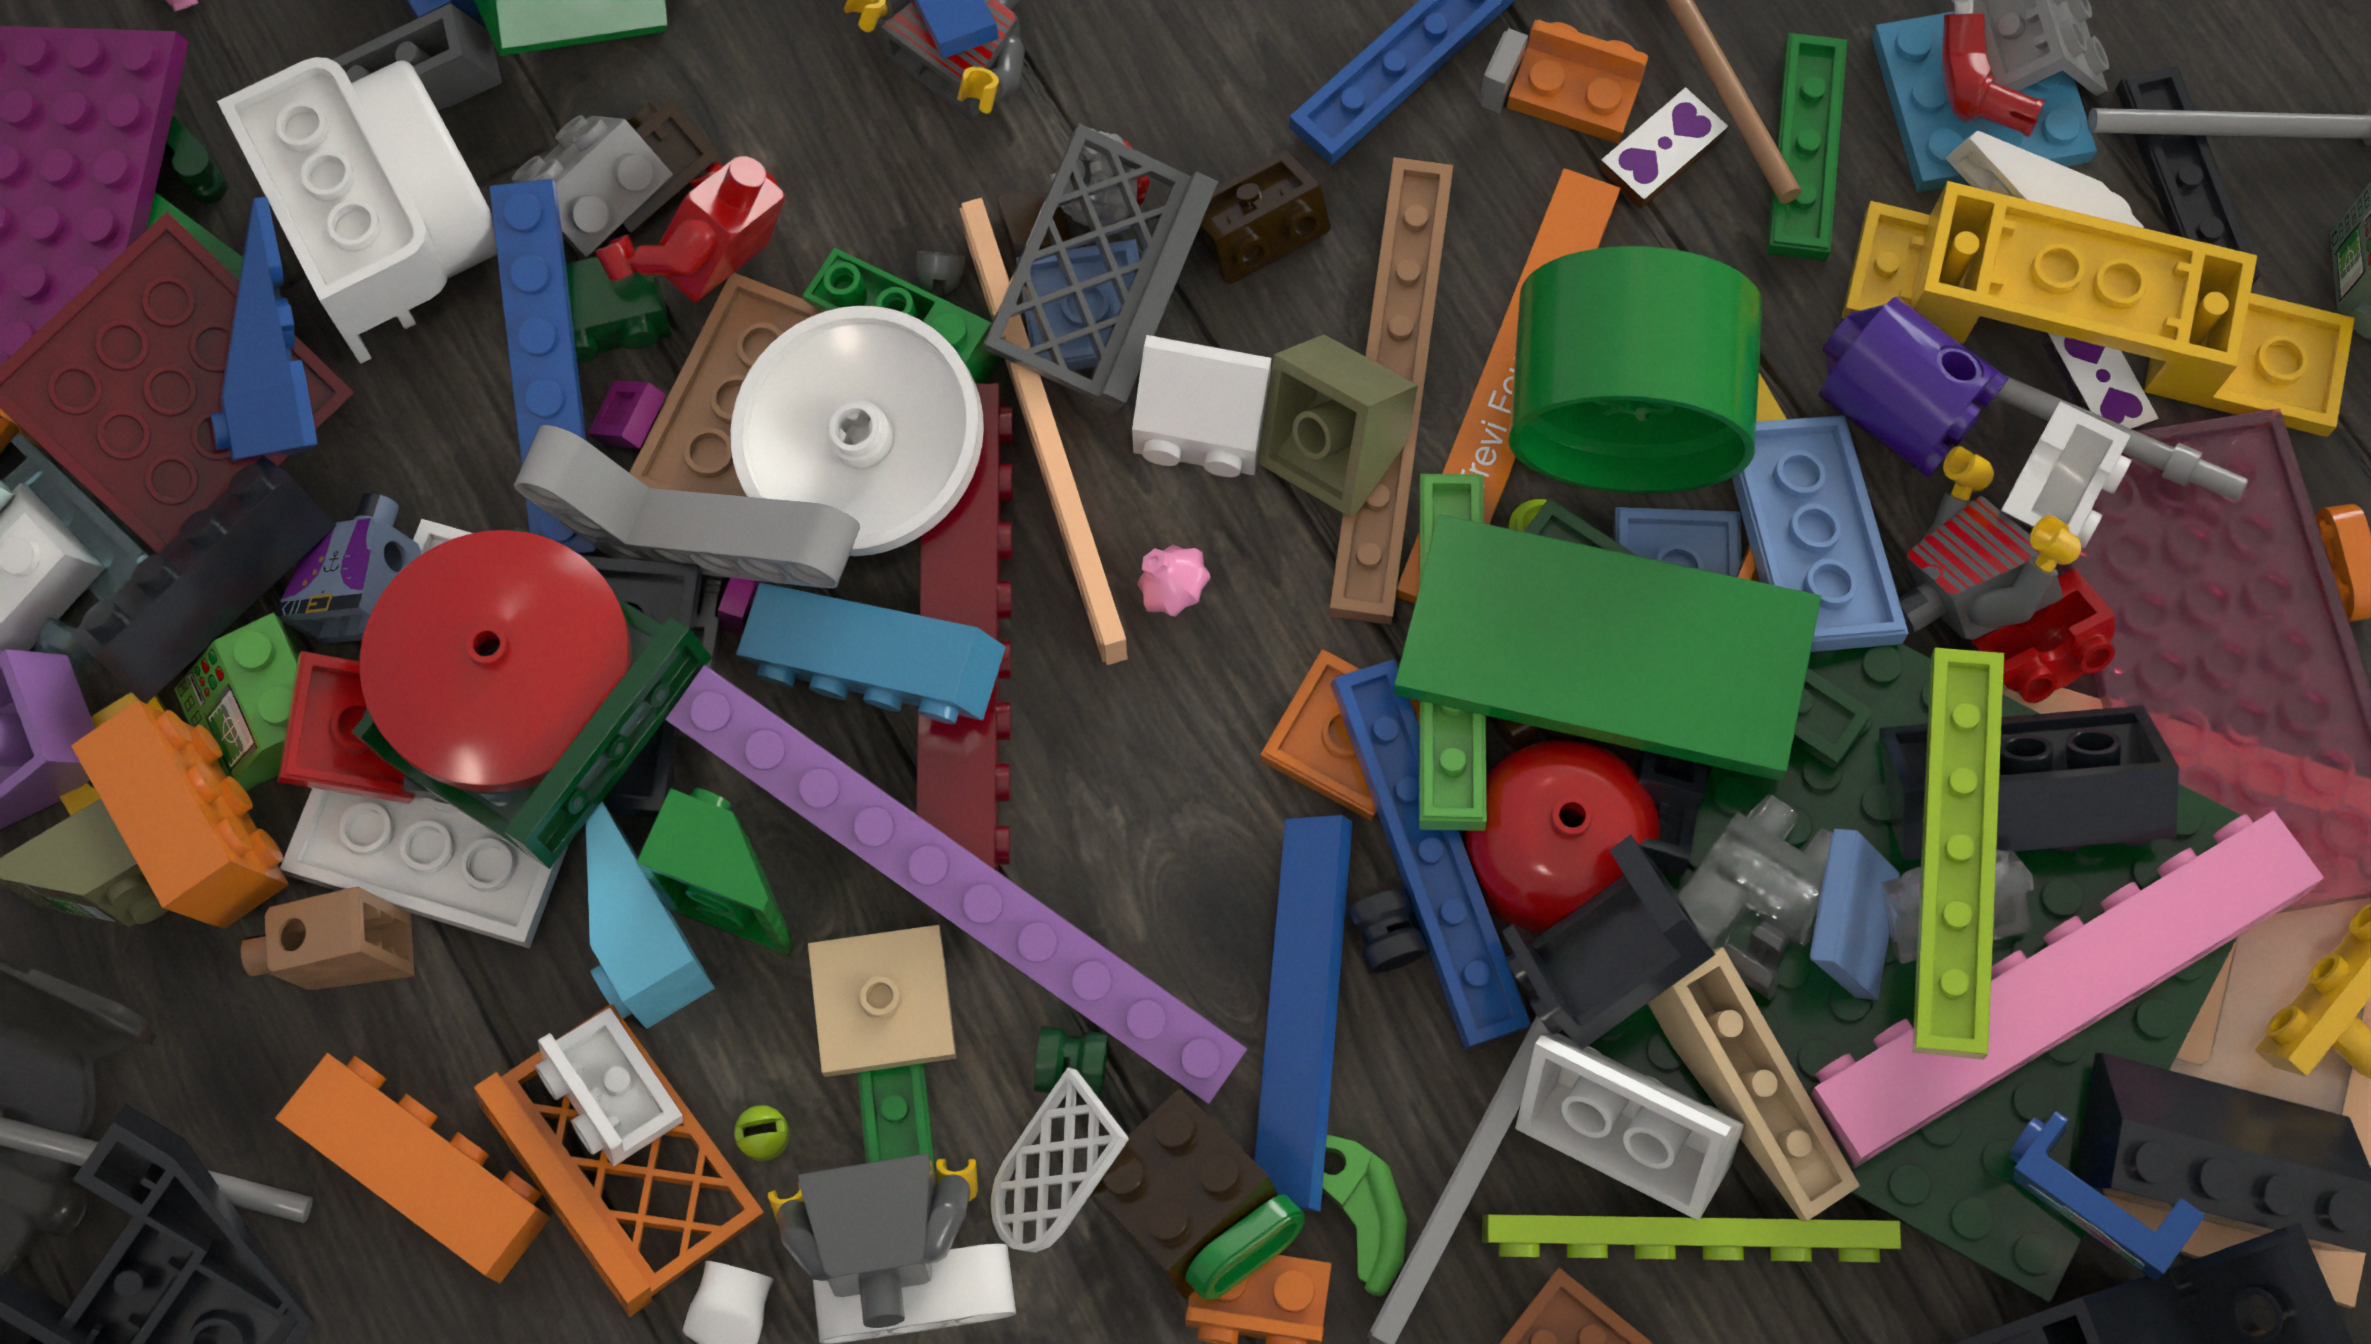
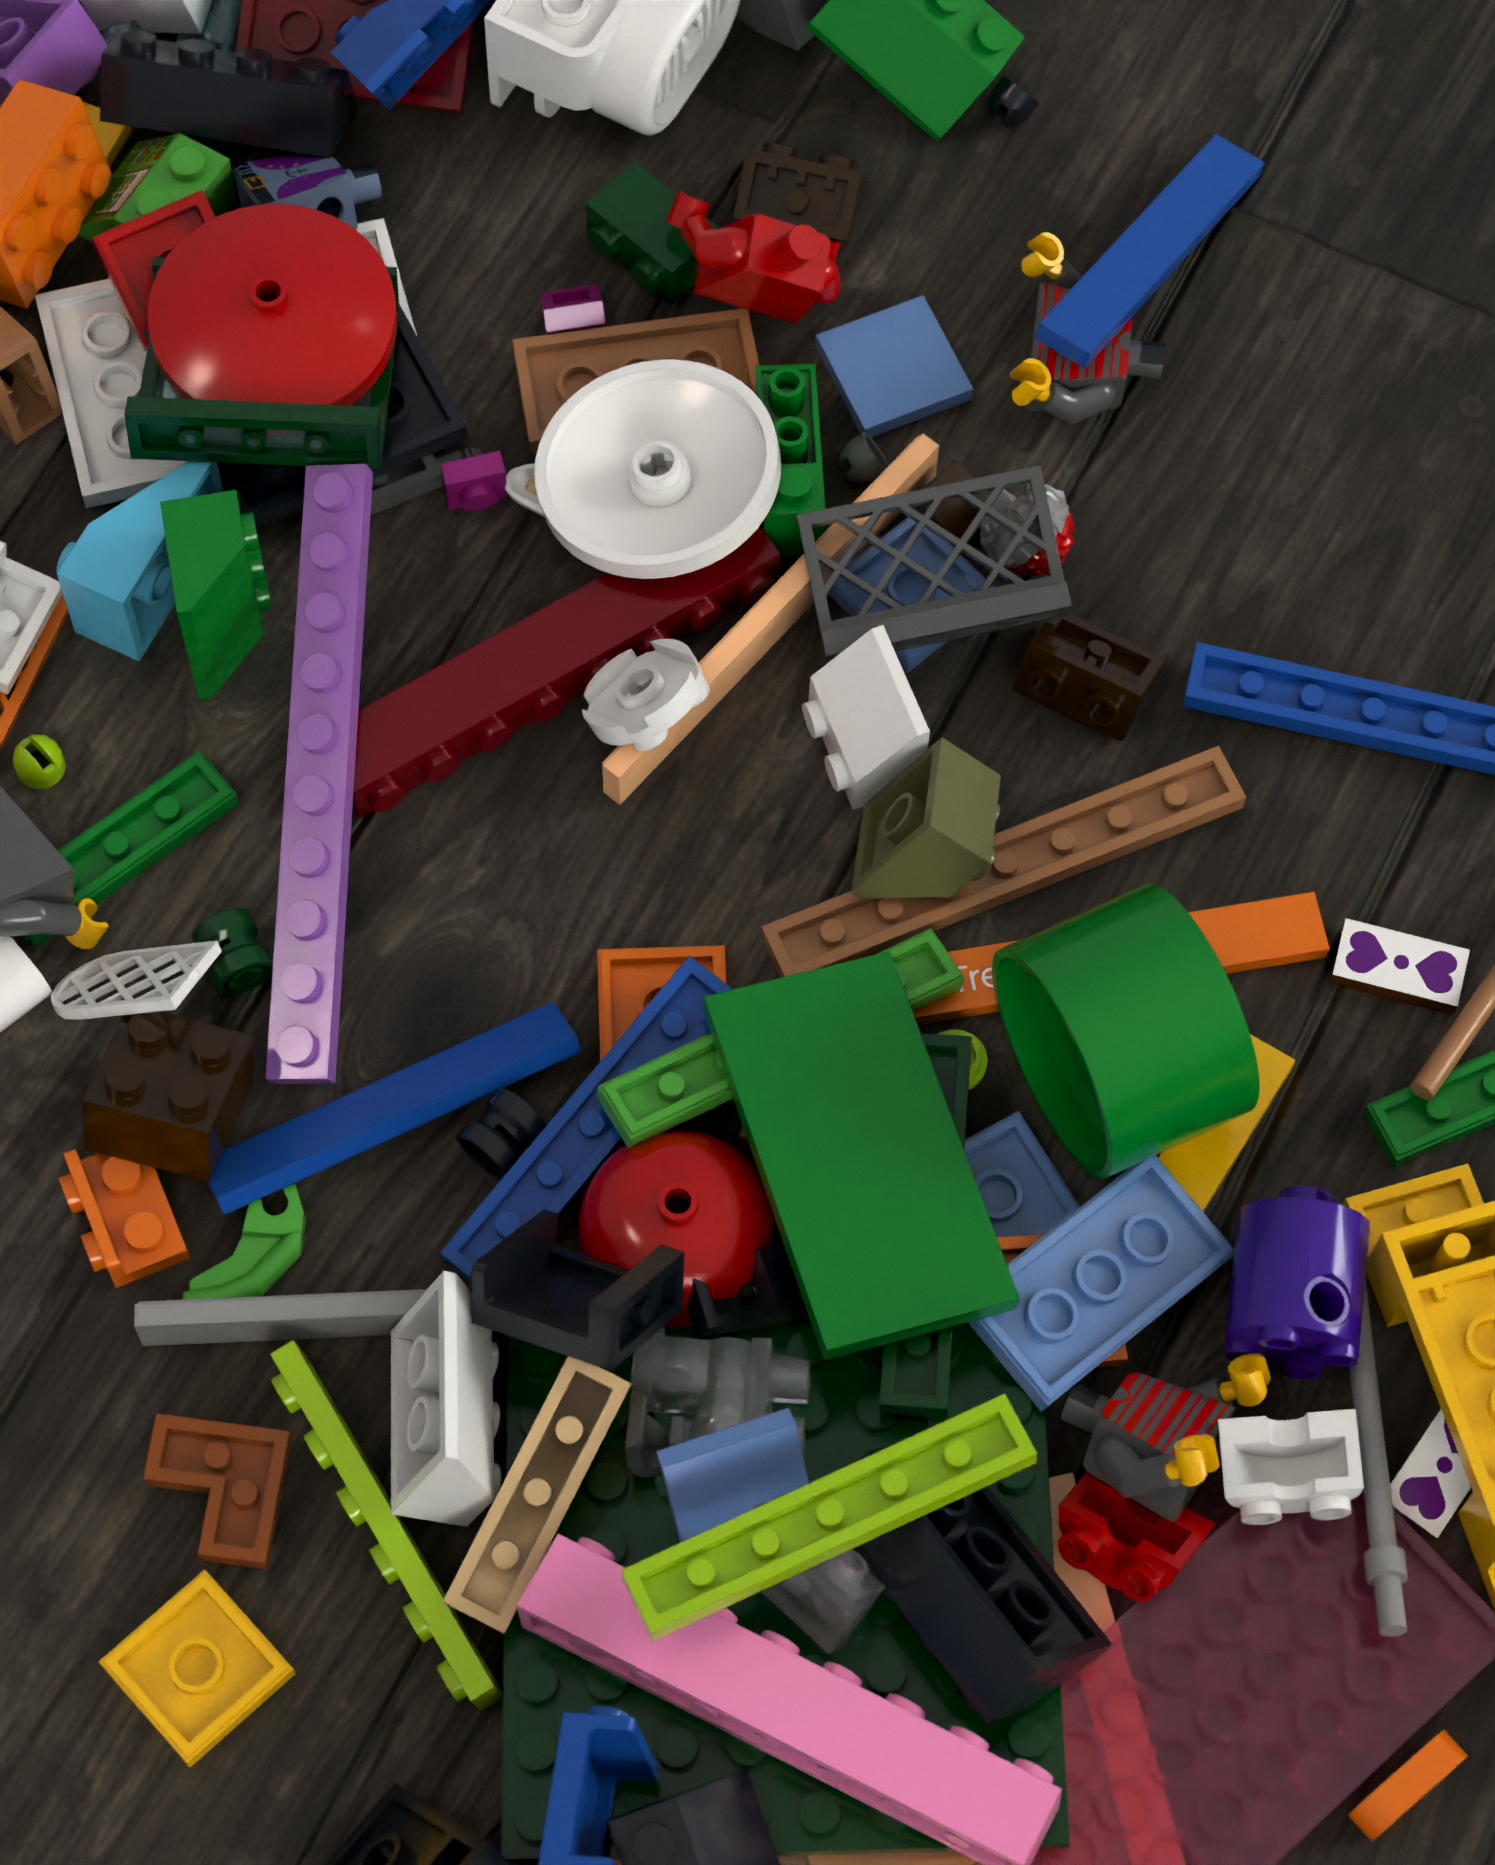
camera: 55 degrees right, 5 degrees down
(538, 326) = (561, 221): blue plate -> none
(600, 177) = (747, 159): light grey bracket -> none
(716, 531) = (486, 379): light grey beam -> none
(864, 194) = (893, 367): none -> medium blue tile
(871, 652) = (474, 593): dark azure brick -> none
(881, 1001) = (195, 779): tan plate -> none
(1094, 578) = (644, 695): none -> white plate
(1172, 579) = (706, 790): bright pink piece -> none
(1245, 1247) = (149, 1162): green tile -> none
(1502, 70) = (1370, 789): light grey tile -> none
(1578, 80) = (1409, 859): orange bracket -> none

